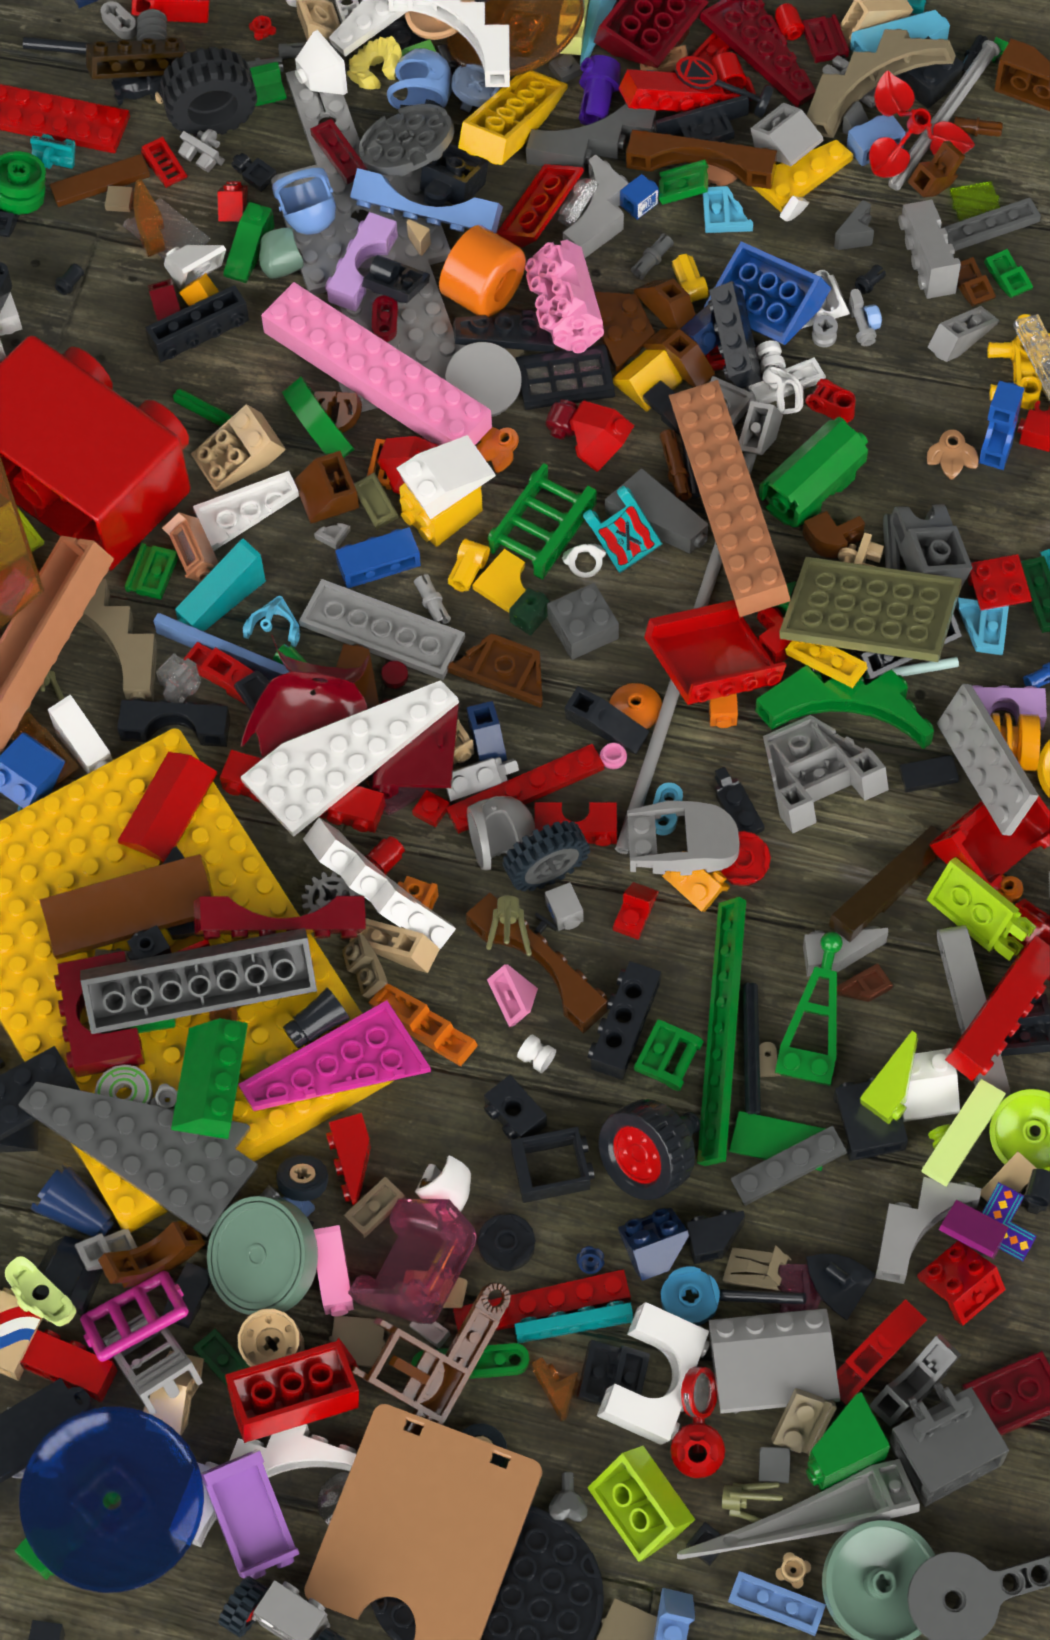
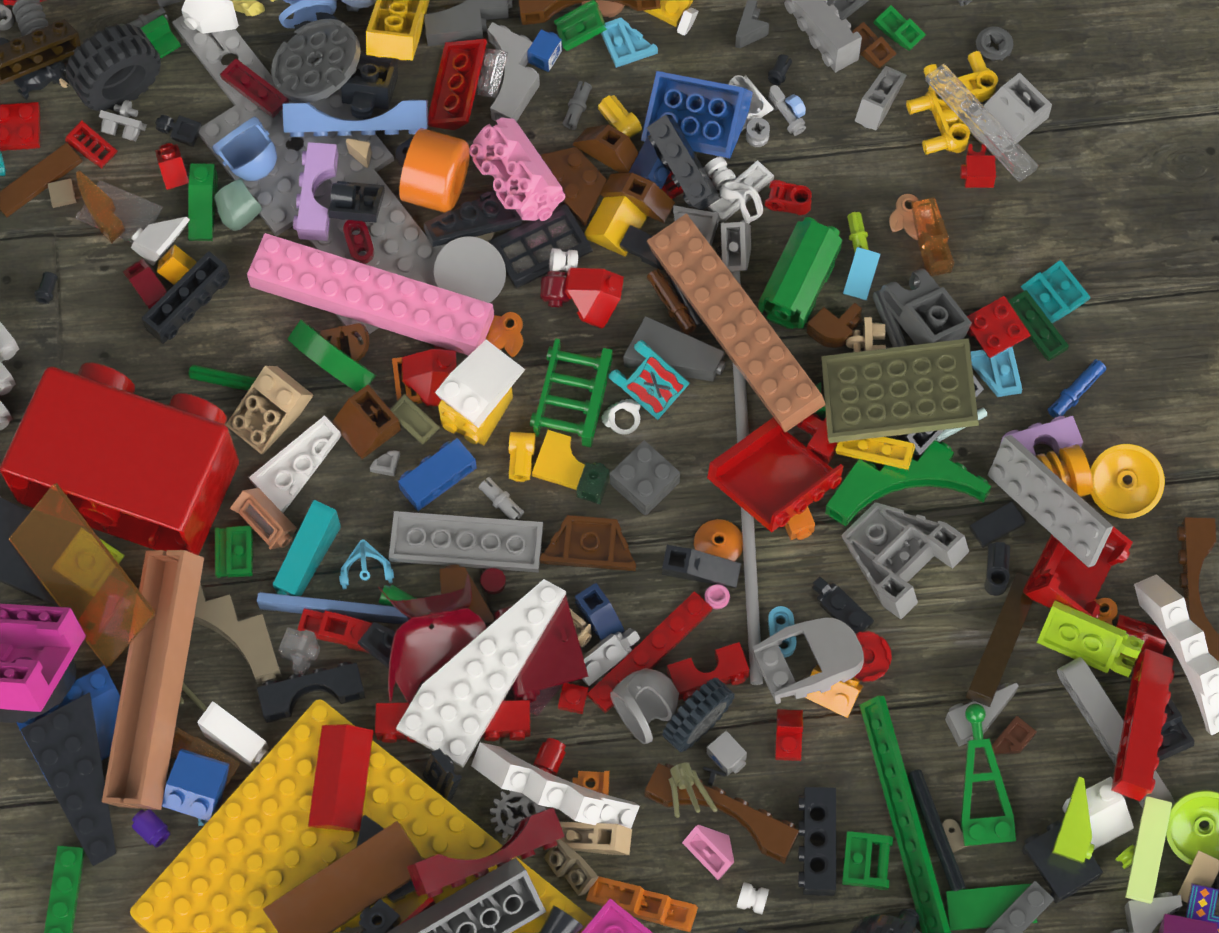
camera: 20 degrees left, 5 degrees up
(268, 836) = (441, 775): none -> black plate
(575, 391) = (563, 260): none -> white wheel
(879, 492) = (861, 273): none -> medium azure tile
(890, 457) = (858, 234): none -> lime axle
(912, 814) = (997, 567): none -> black piece
(965, 478) = (932, 237): none -> clear orange slope
(1002, 425) = (952, 176): blue arch -> none

